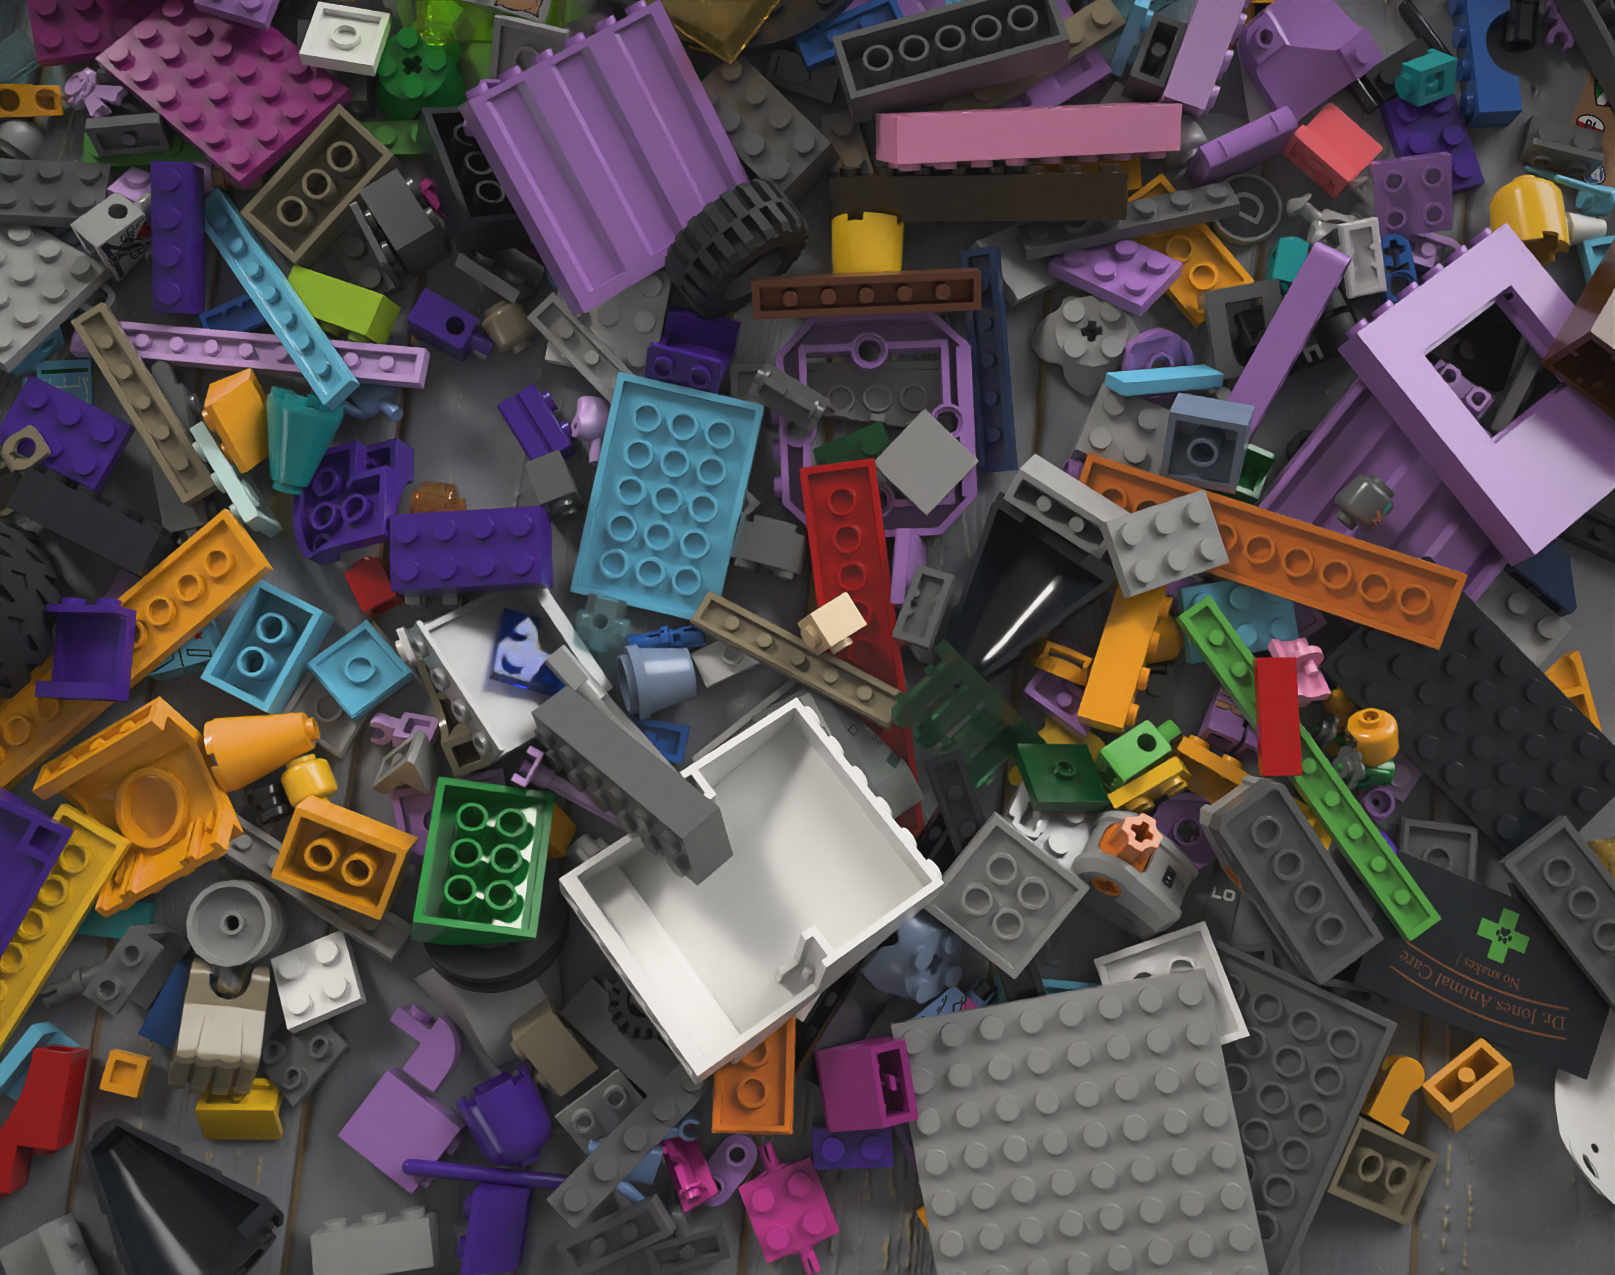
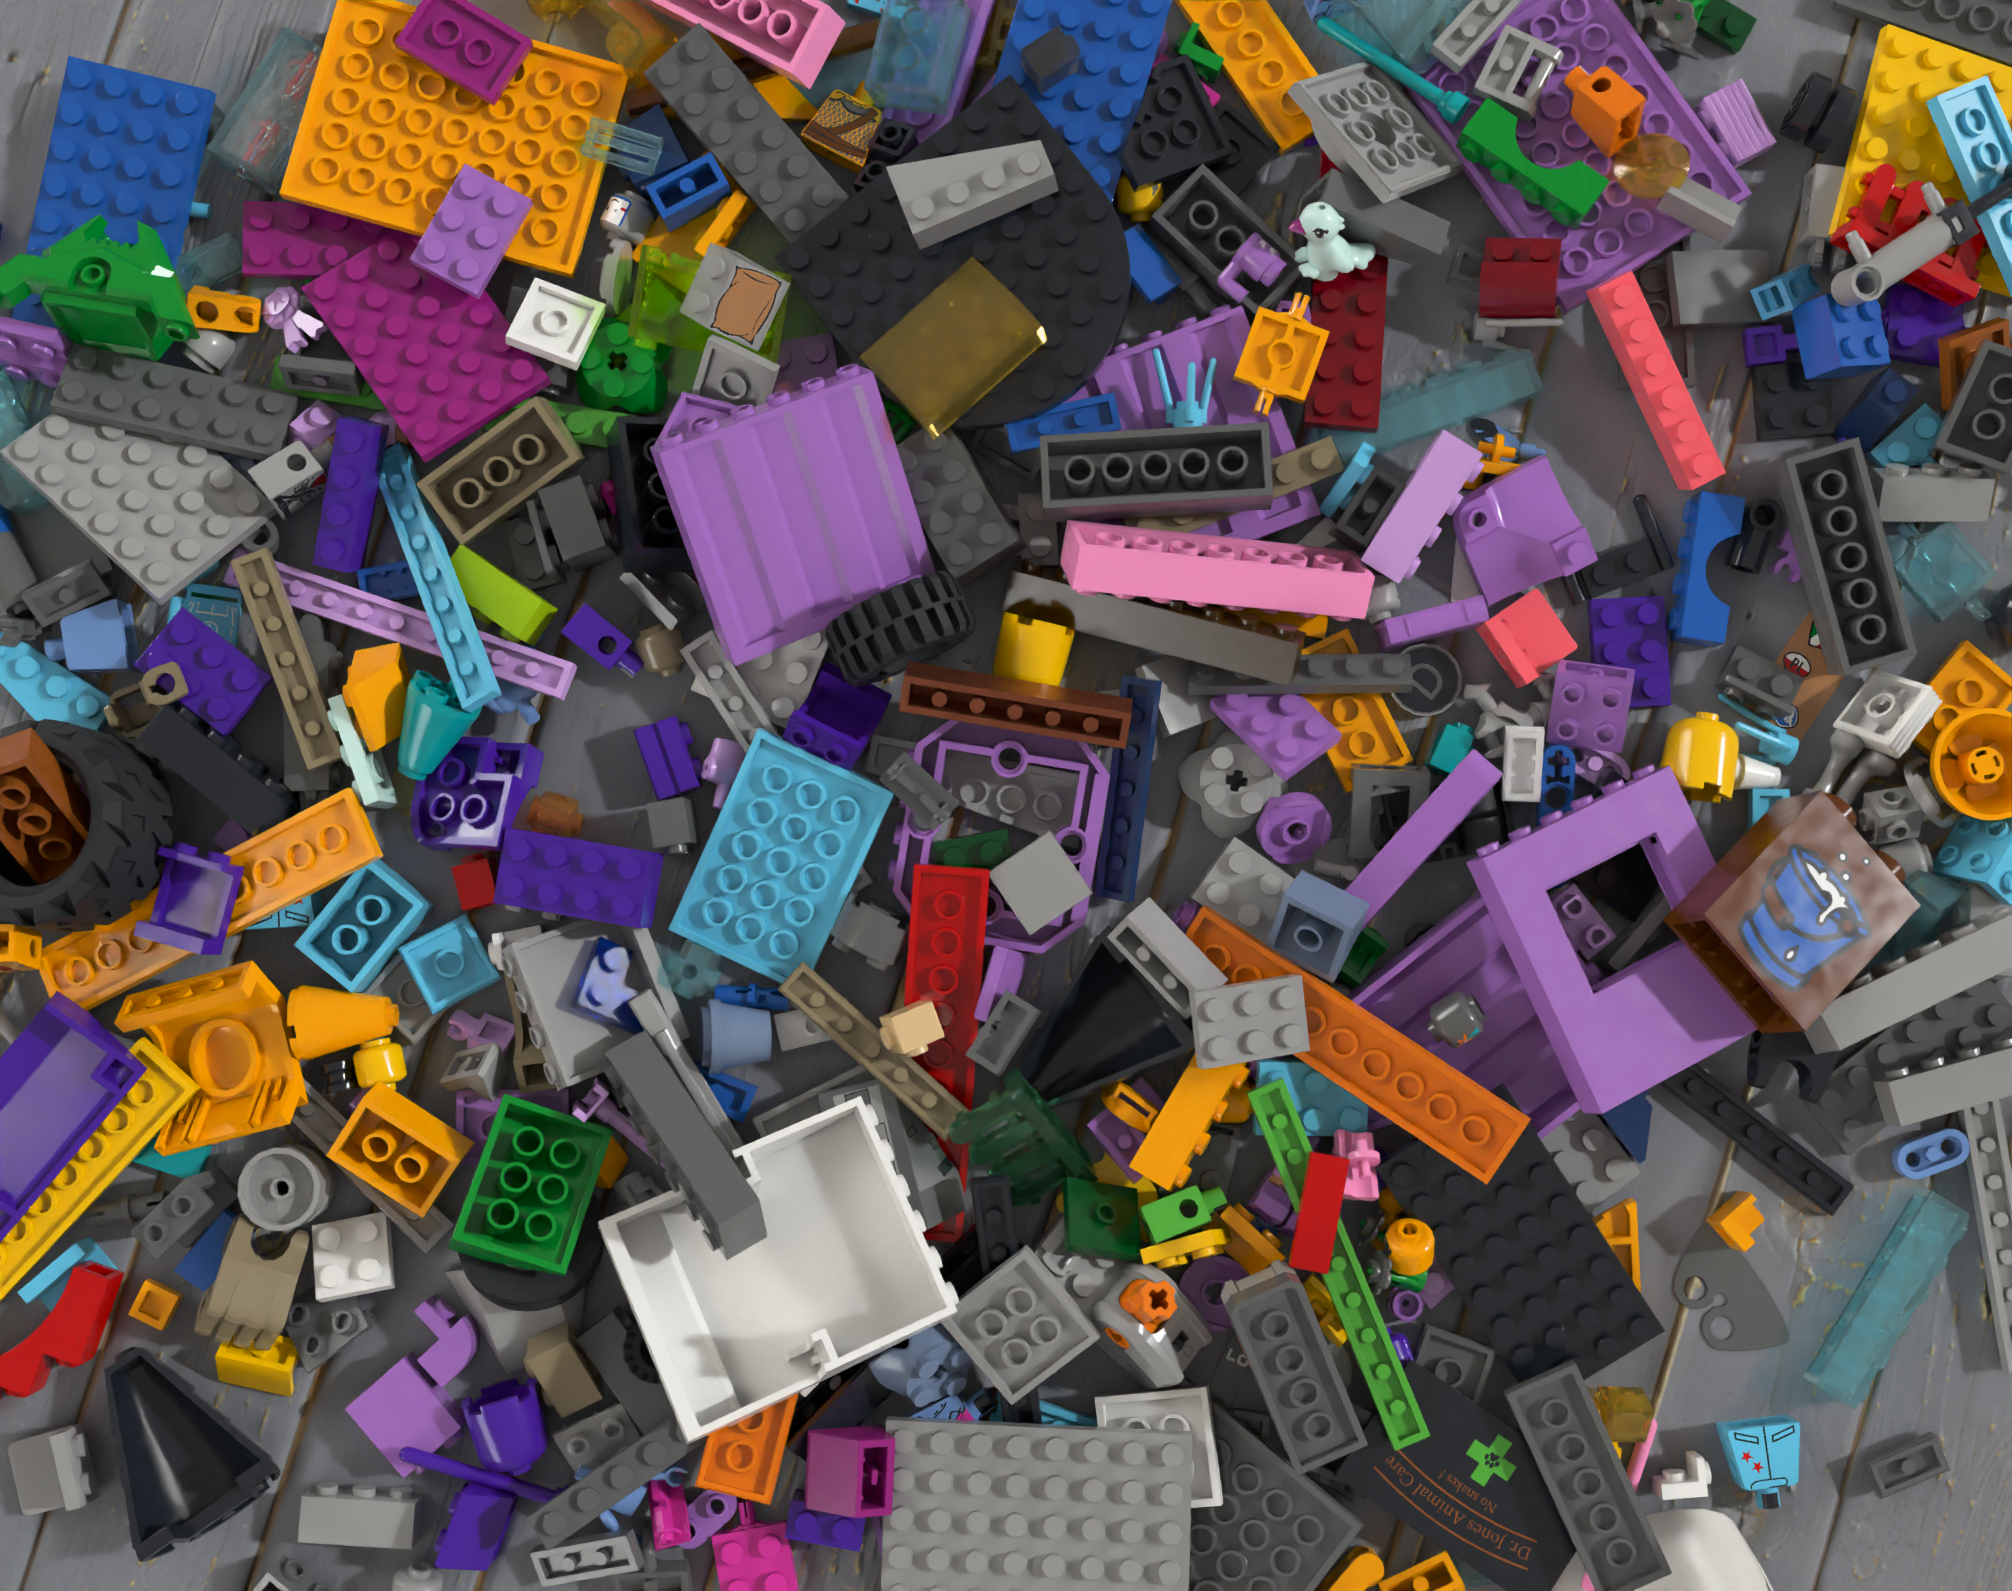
camera: 10 degrees right, 5 degrees up
(1164, 380) = (1294, 848): medium azure tile -> none
(1418, 78) = (1636, 589): teal brick -> none

